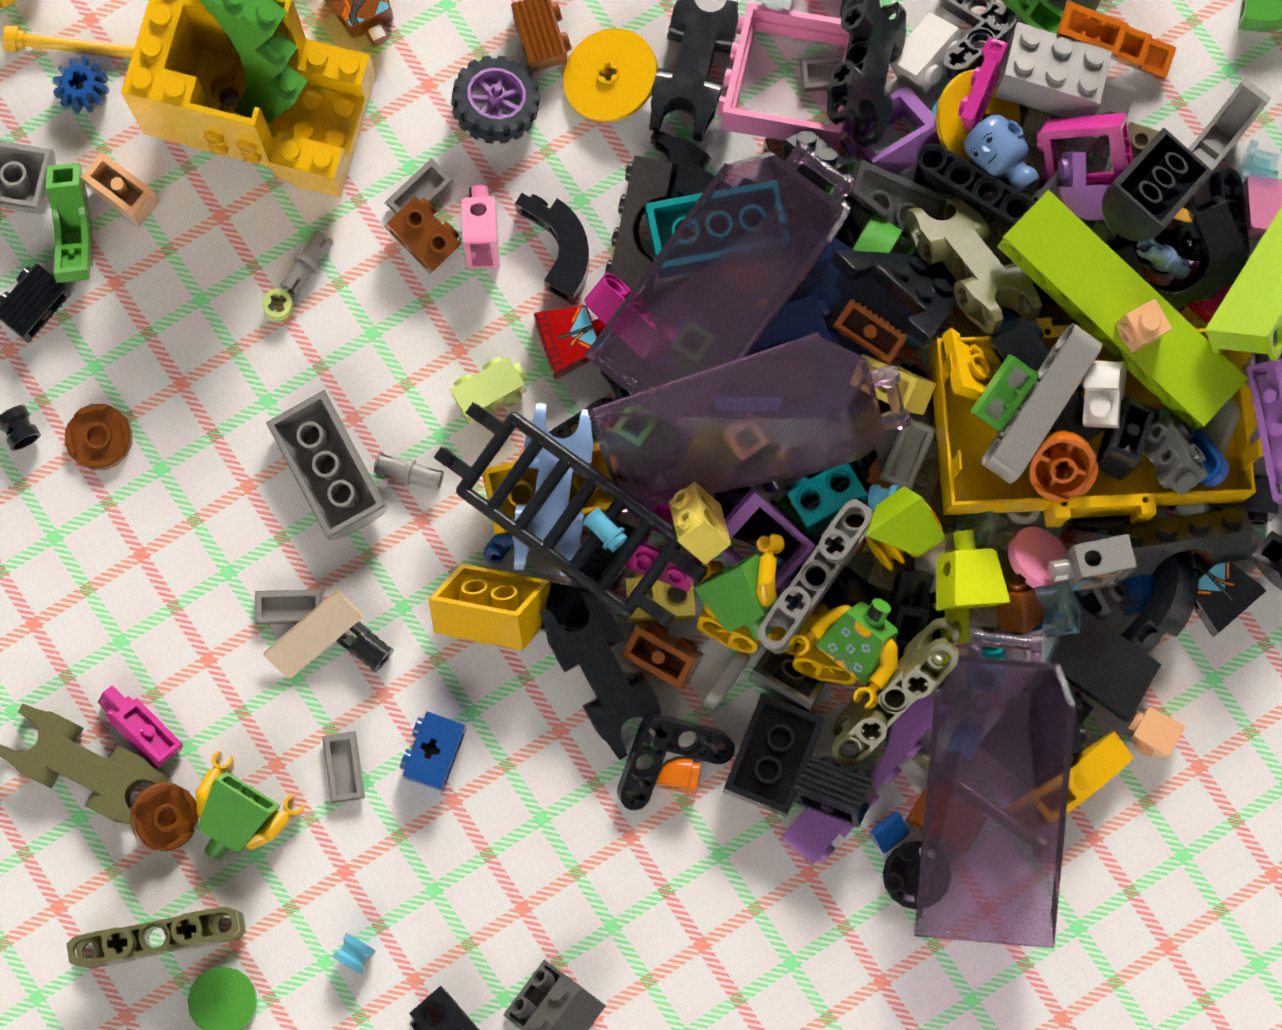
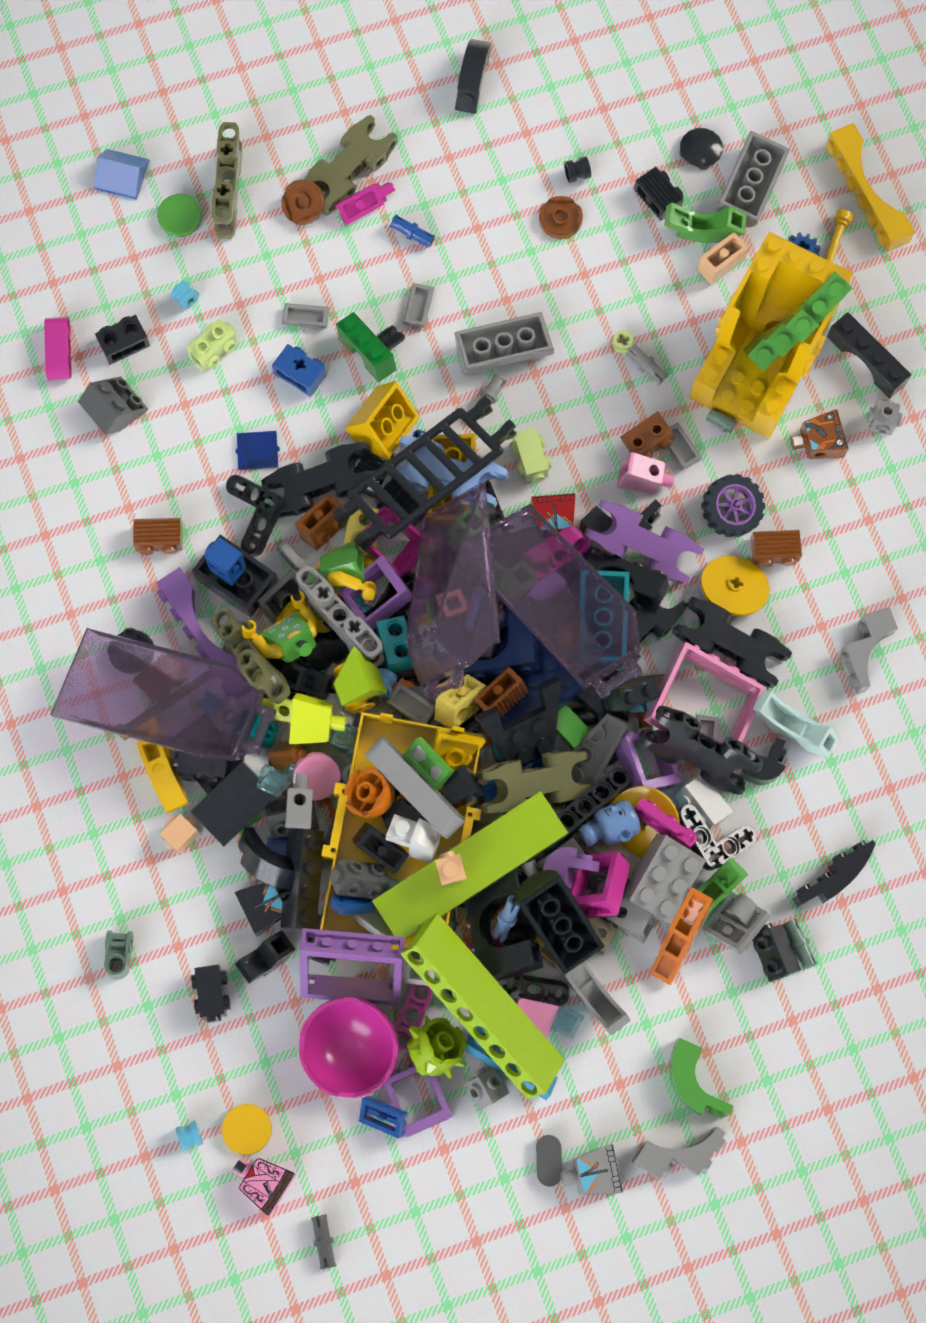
camera: 100 degrees right, 5 degrees down
(172, 645) = (412, 231): none -> blue pin
(236, 812) = (293, 243): bright green torso -> none
(313, 634) = (394, 312): tan piece -> none
(367, 143) = (721, 420): none -> sand green pin
(386, 648) = (359, 338): none -> green arch
(414, 884) = (212, 344): none -> yellowish green brick
(568, 782) = (257, 450): none -> clear blue piece
(580, 222) = (628, 534): none -> medium lavender piece
(605, 530) = (406, 486): medium azure pin -> none
(679, 775) = (240, 516): orange piece -> none
(699, 522) = (396, 549): light yellow brick -> none
(737, 885) = (158, 535): none -> dark orange brick
(773, 761) = (225, 561): none -> blue brick
(835, 790) = (197, 603): black brick -> none
(889, 832) = (164, 638): blue slope -> none

